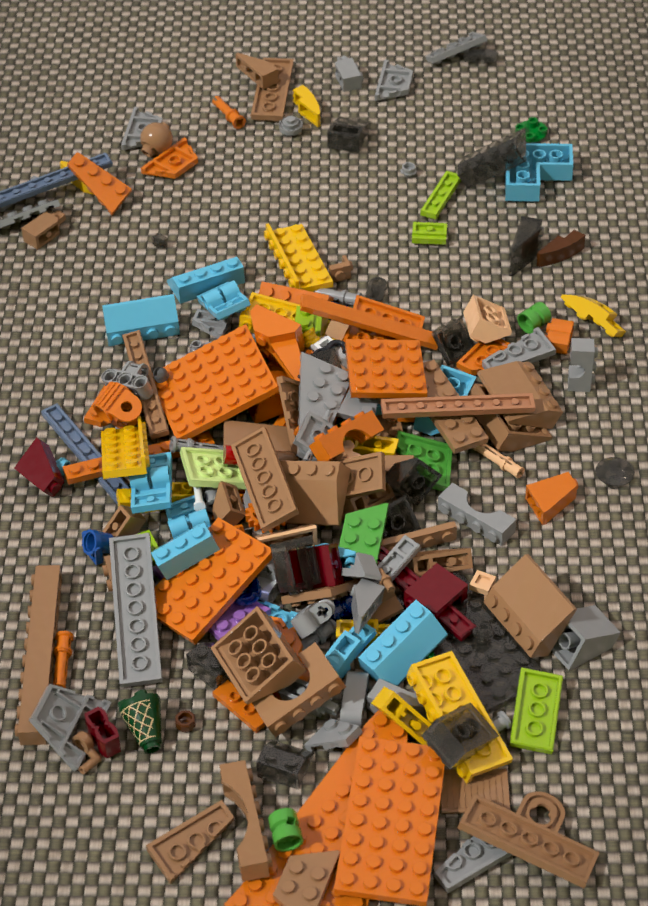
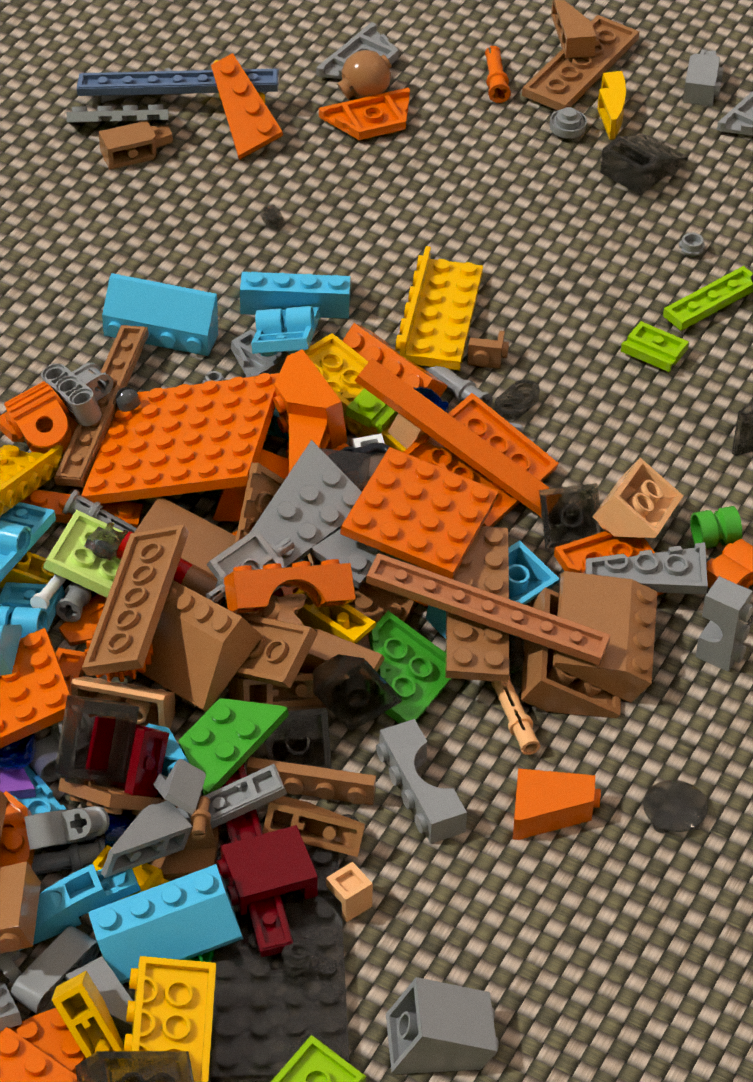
camera: 25 degrees right, 0 degrees up
(214, 457) = (105, 541): none -> clear smoke plate
(228, 504) = (79, 617): medium nougat slope -> none
(310, 337) = (359, 426): yellow wheel -> none
(530, 607) = (382, 952): medium nougat slope -> none

